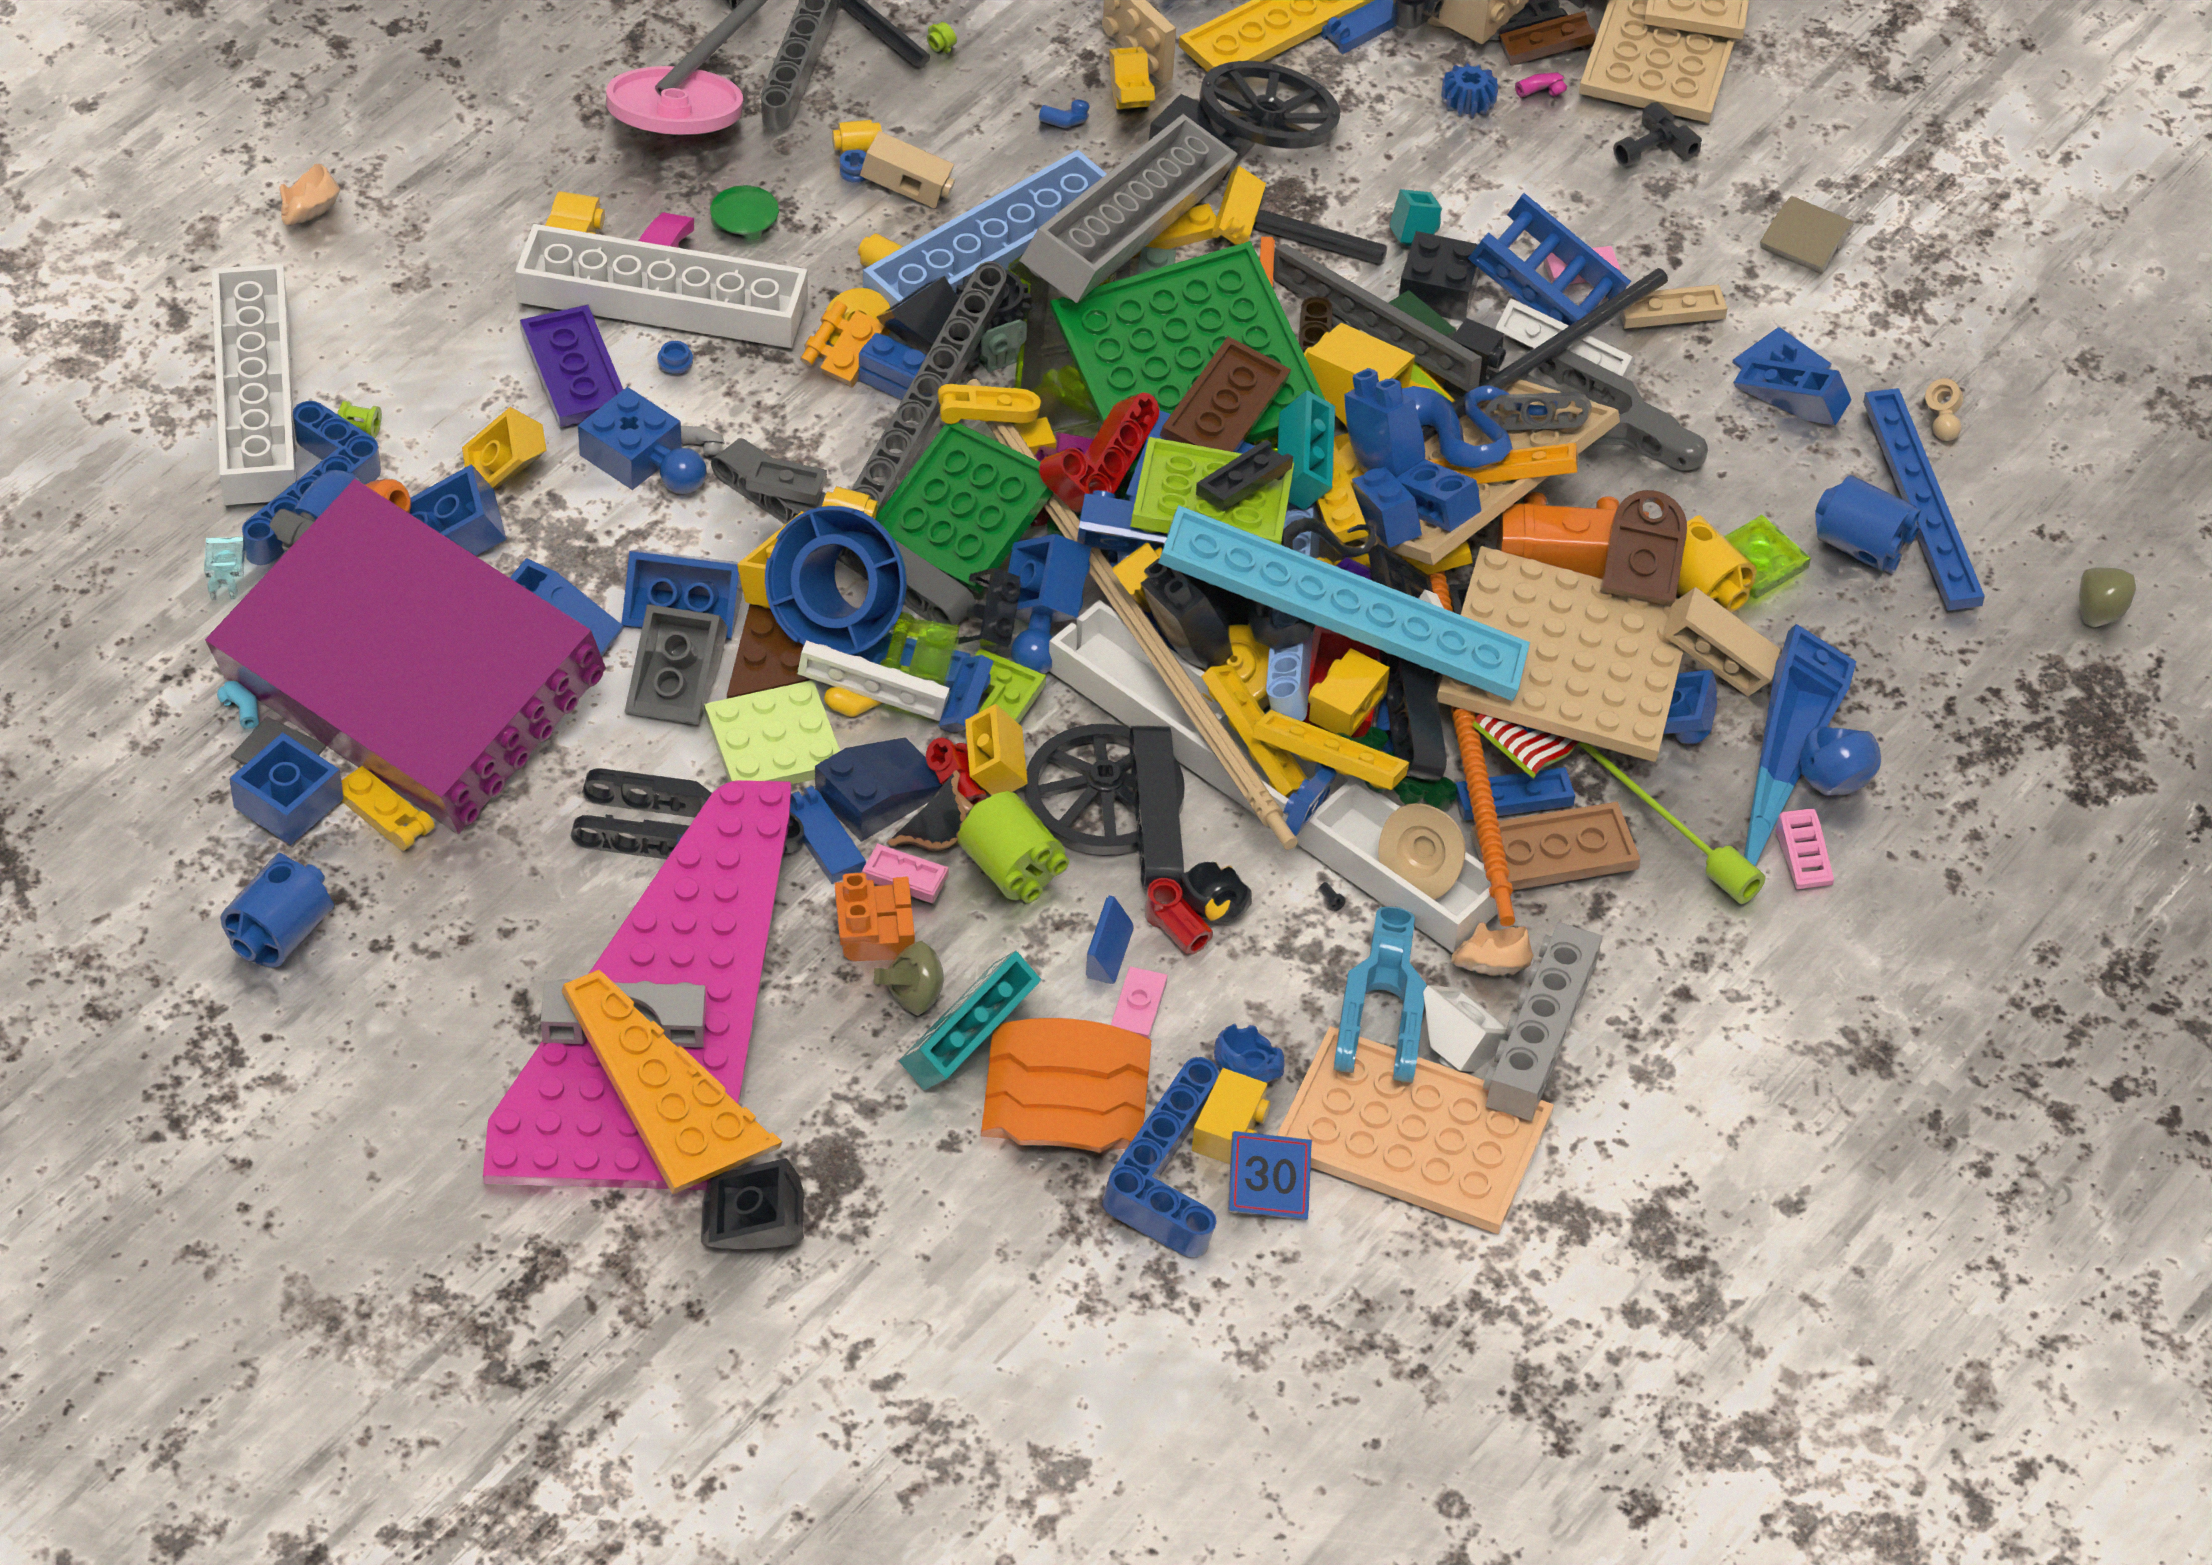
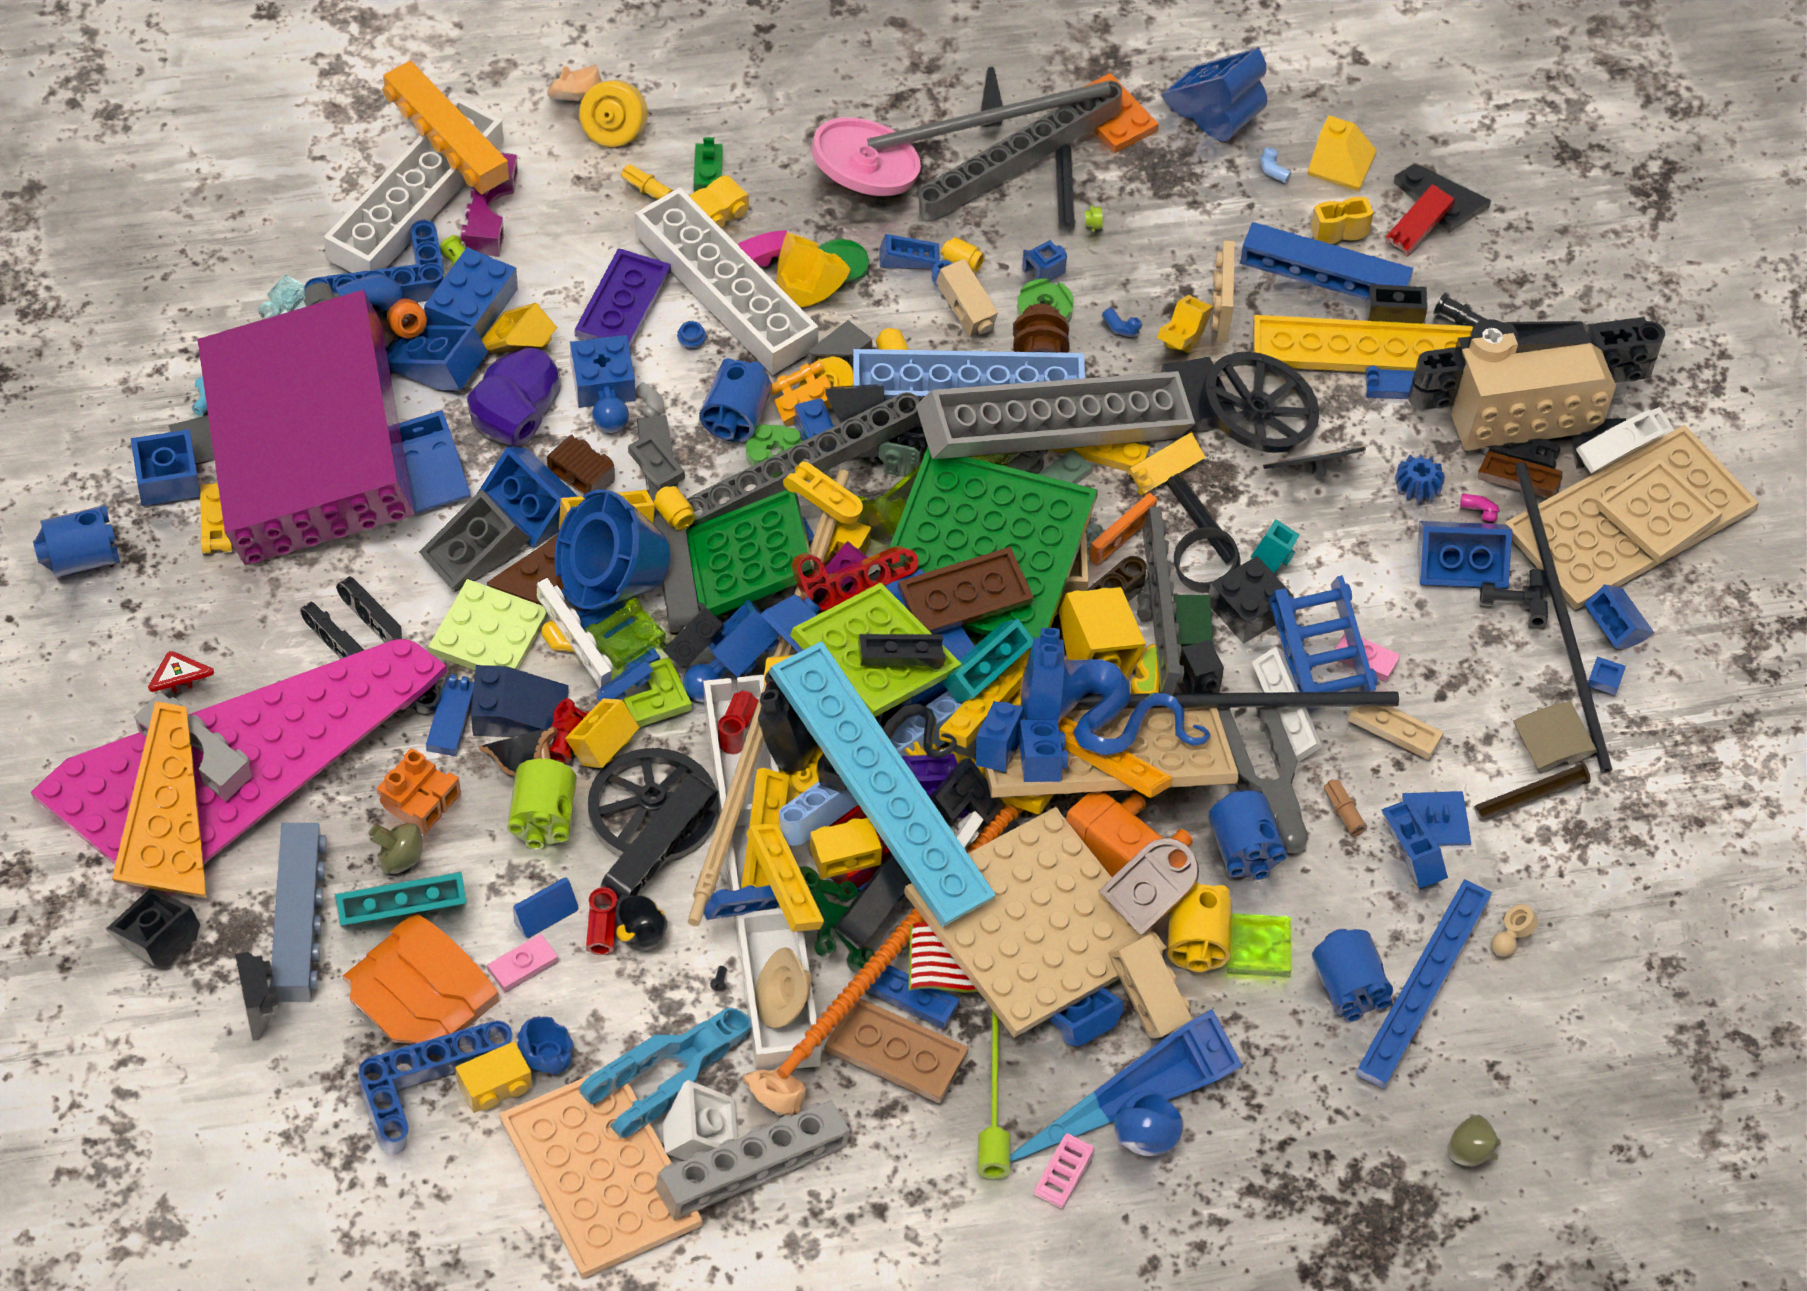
camera: 40 degrees right, 5 degrees up
(240, 297) = (445, 127): none -> light orange brick
(321, 328) = (484, 228): none -> magenta arch
(378, 201) = (613, 113): none -> yellow wheel
(420, 439) = (472, 292): none -> blue brick
(479, 248) = (646, 183): none -> yellow axle
(512, 967) = (177, 670): none -> piece
(518, 199) = (707, 163): none -> green plate
(569, 514) = (514, 396): none -> dark purple piece
(705, 533) = (581, 466): none -> reddish brown brick
(730, 229) = (807, 271): none -> yellow brick
(795, 383) = (736, 400): none -> blue cylinder
(798, 168) = (893, 255): none -> blue slope
(836, 274) = (840, 344): none -> dark grey slope
(862, 397) = (770, 437): none -> bright green plate
(879, 1102) = (296, 911): none -> sand blue brick
(924, 876) = (473, 777): bright pink plate -> none
(932, 1194) = (257, 995): none -> black slope
(942, 93) = (1046, 259): none -> blue window
(962, 136) = (1042, 290): none -> bright green plate
(1012, 155) = (1041, 330): none -> reddish brown piece
(1109, 655) = (736, 722): none -> red piece
(1269, 1175) = (474, 1133): blue piece -> none
(1367, 121) = (1317, 459): none -> black shield
(1377, 236) = (1190, 538): none -> black tyre
(1564, 399) = (1191, 737): dark grey beam -> none
(1573, 129) = (1464, 553): none -> blue slope
(1658, 461) = (1247, 834): none -> blue cylinder
(1703, 399) = (1345, 807): none -> medium nougat axle
(1708, 127) = (1563, 618): none -> black piece
(1752, 105) = (1618, 617): none -> blue brick
(1794, 158) = (1606, 675): none -> blue plate
(1858, 252) = (1533, 791): none -> dark brown axle

